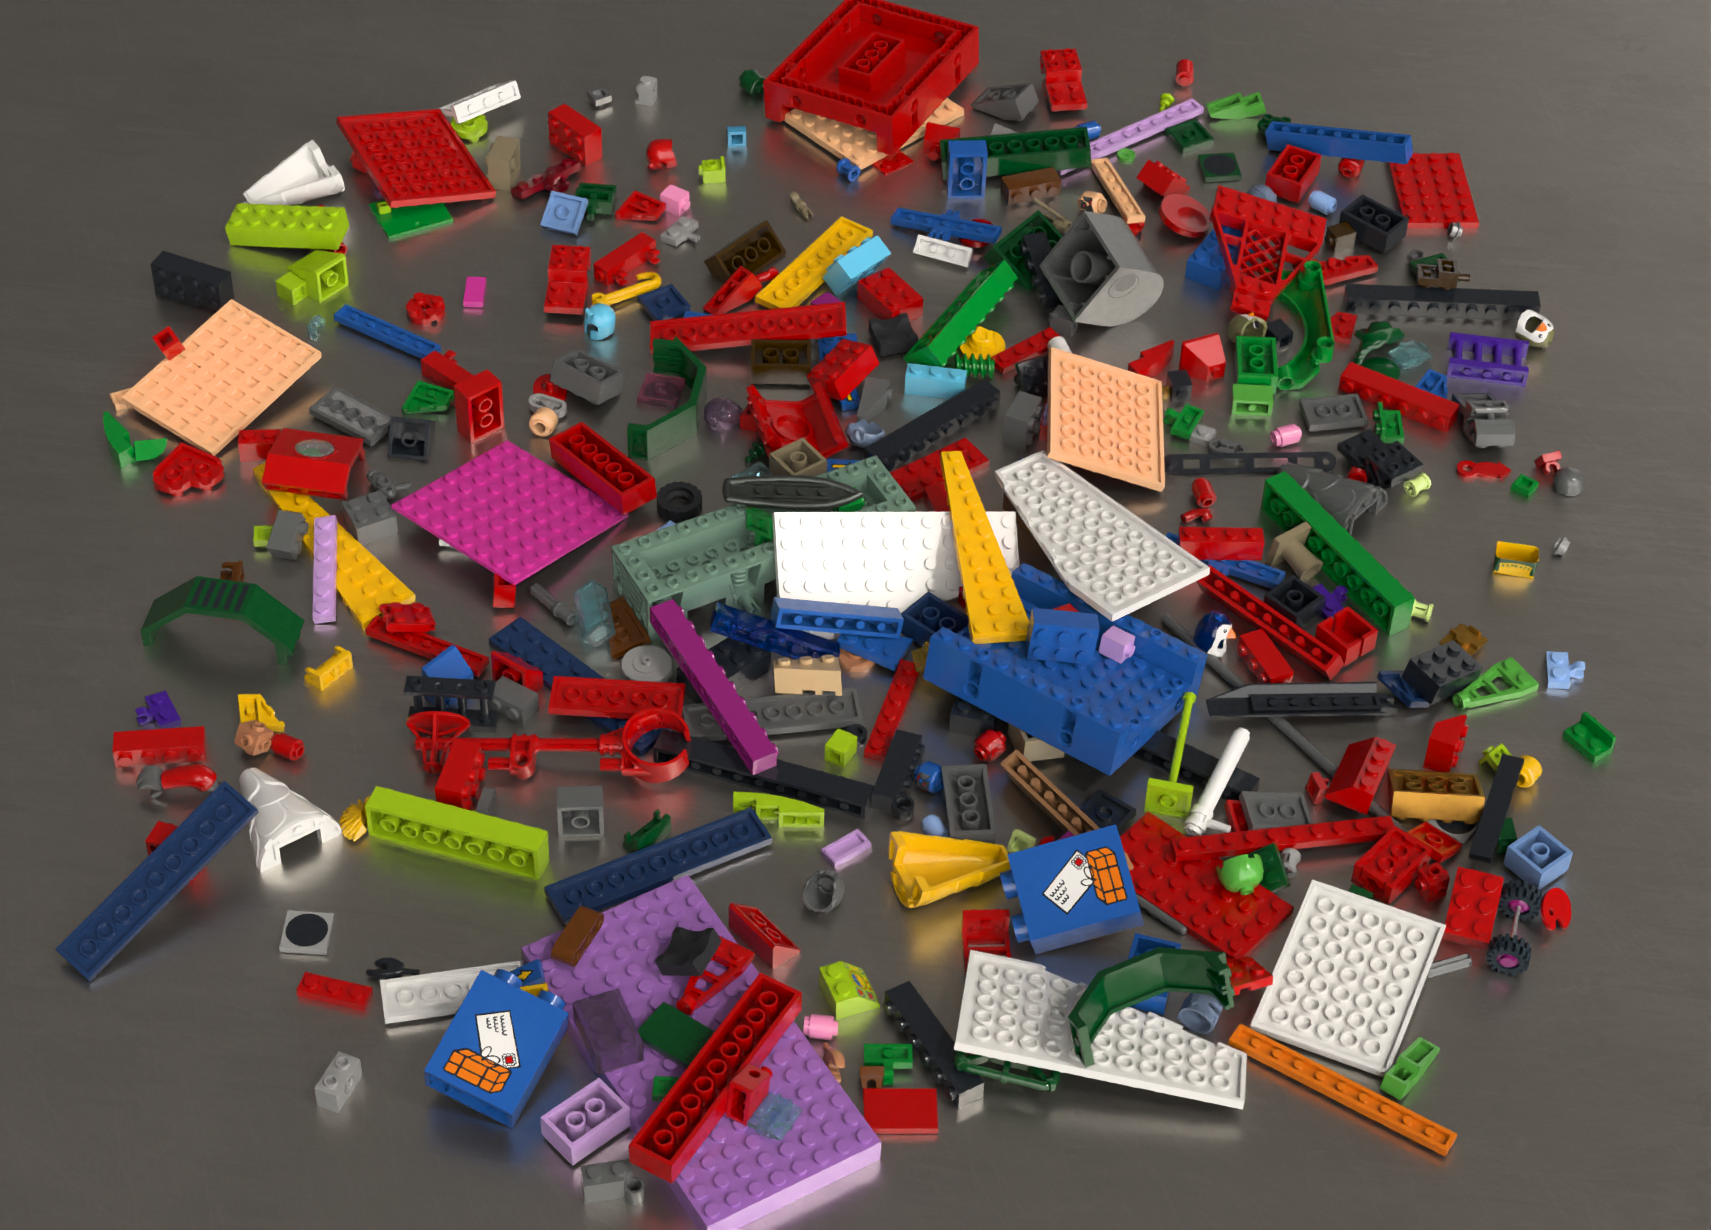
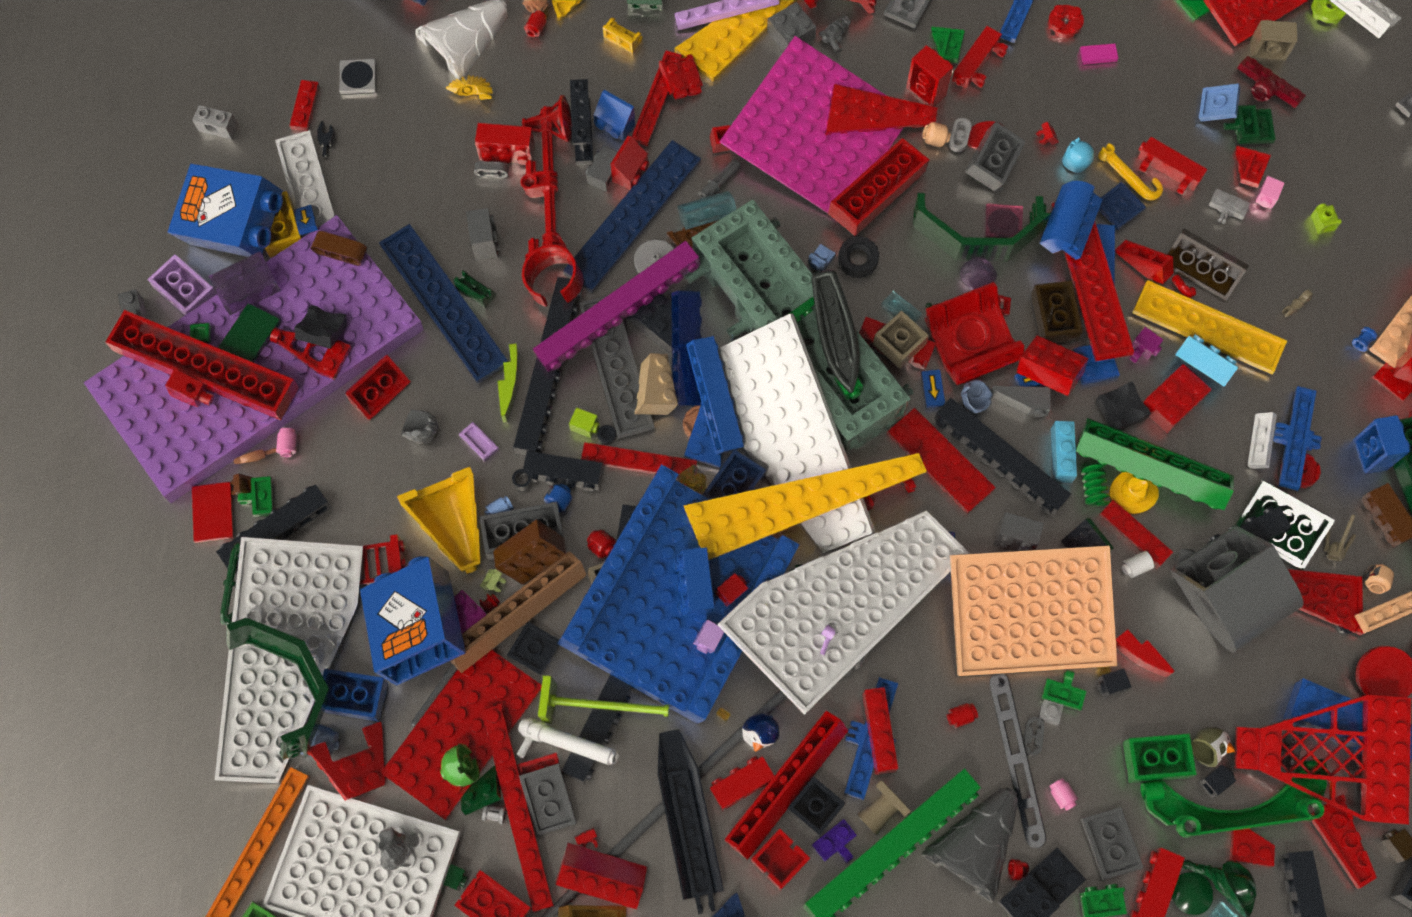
camera: 85 degrees right, 25 degrees up
(410, 438) = (895, 39): black slope -> none
(457, 833) = (450, 153): lime brick -> none
(504, 463) = (868, 111): none -> red wing
(565, 338) = (1049, 134): none -> red tile
(567, 279) = (1124, 121): red piece -> none
(575, 135) = (1332, 90): red brick -> none
(612, 697) = (607, 240): red plate -> none
(660, 152) = (1331, 169): red helmet -> none
(692, 330) = (1071, 219): none -> blue brick
(736, 136) = (1386, 231): dark azure brick -> none
(774, 1116) = (175, 413): clear light blue piece -> none
(846, 990) = (325, 458): lime slope -> none
(1003, 787) = (529, 552): none -> reddish brown brick
(1129, 540) = (828, 632): none -> lavender hand
(1193, 514) = (935, 711): red arm -> none
(1203, 357) = (1154, 704): red slope -> none
(1251, 400) = (1110, 757): bright green brick -> none
(1334, 928) = (394, 849): none -> dark grey hair

